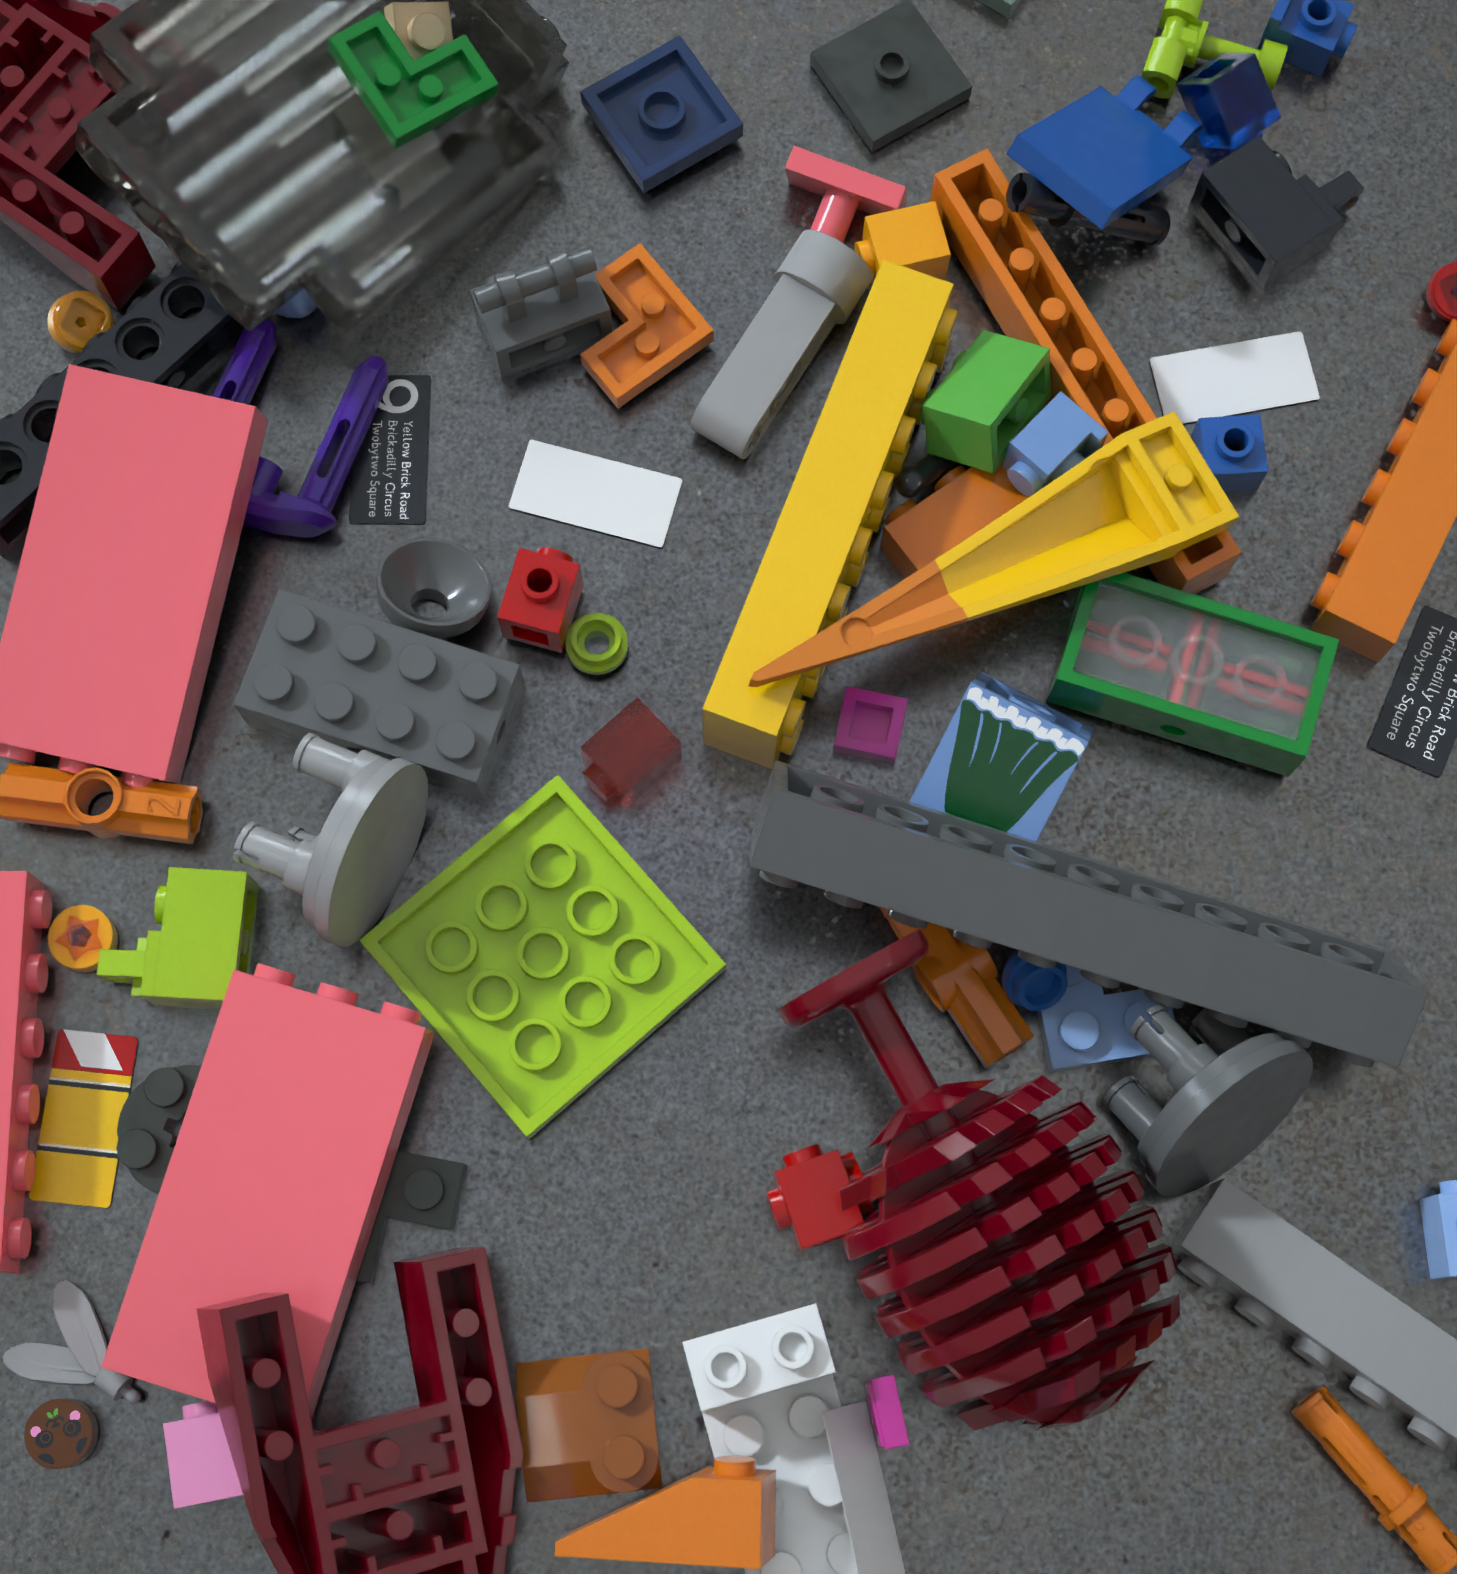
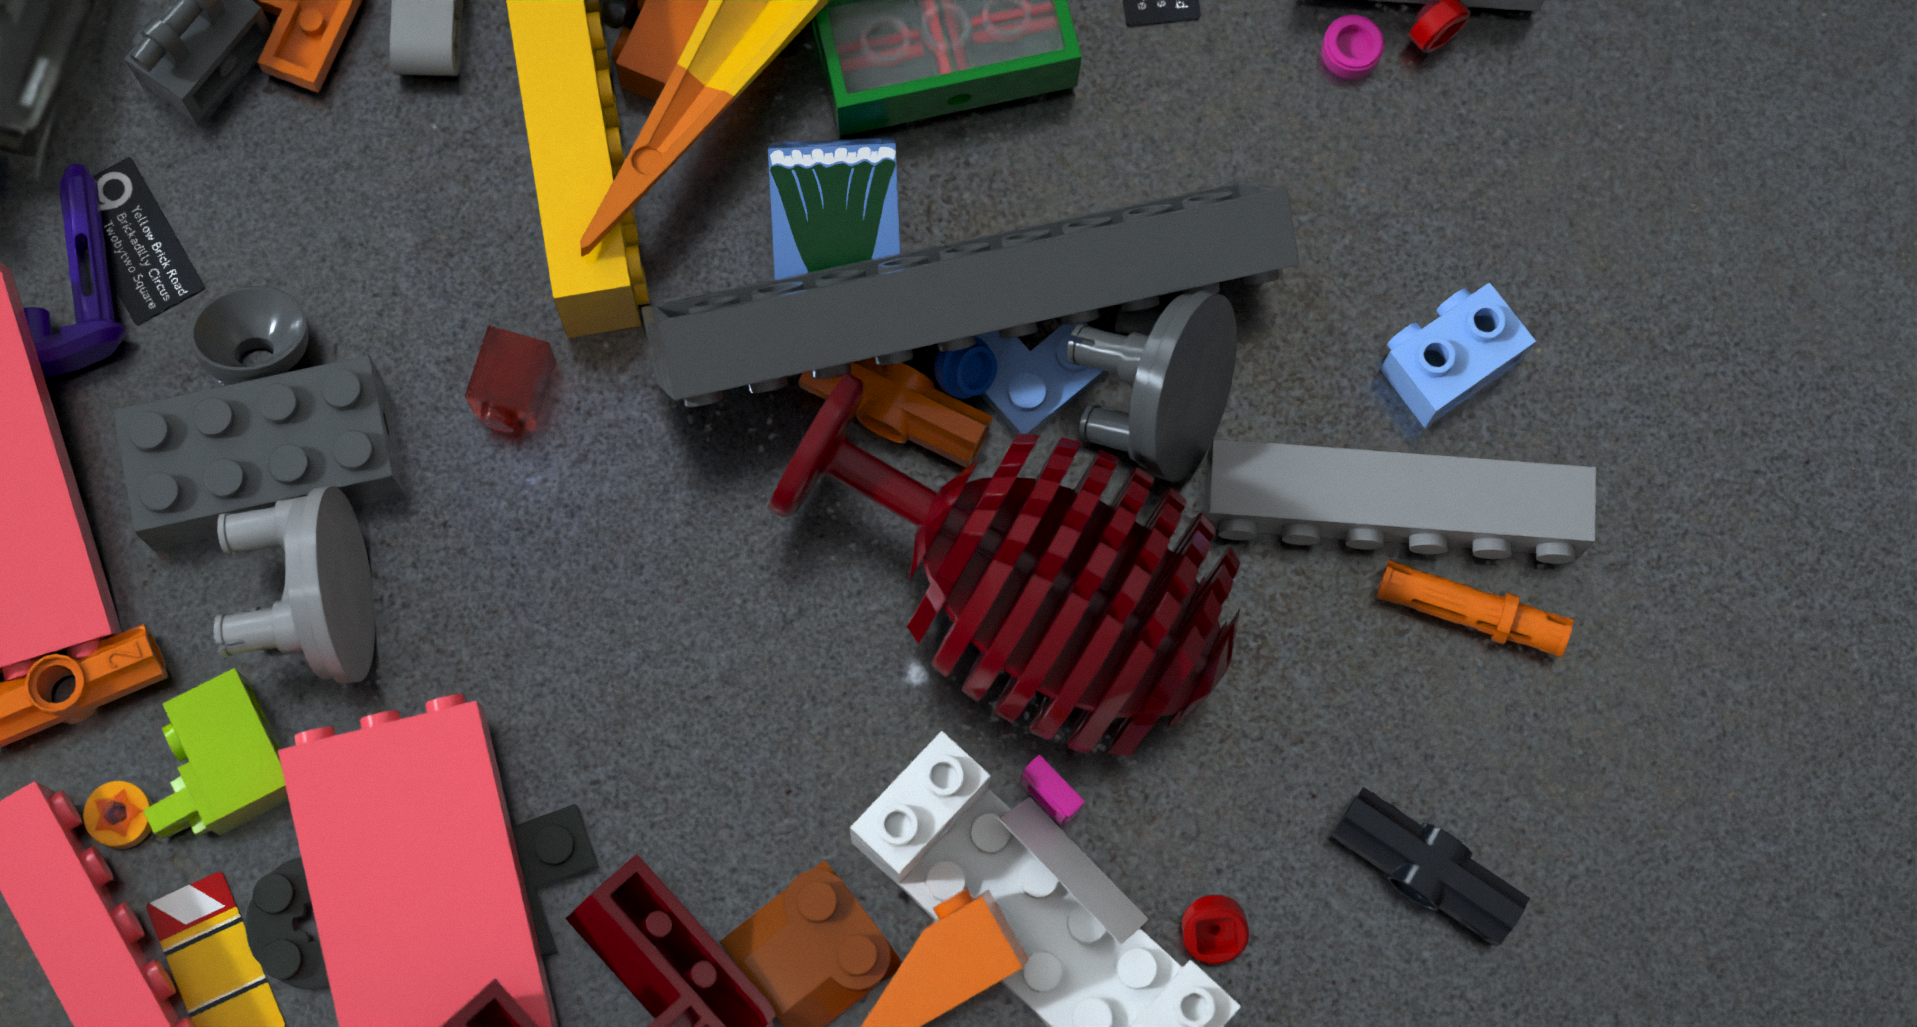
camera: 35 degrees left, 0 degrees up
(541, 598) = (352, 291): red brick -> none
(543, 956) = (537, 591): lime plate -> none
(593, 626) = (416, 288): lime plate -> none
(595, 493) = (342, 177): white sticker -> none
(810, 1196) = (887, 656): red brick -> none
(870, 725) = (702, 240): dark pink tile -> none

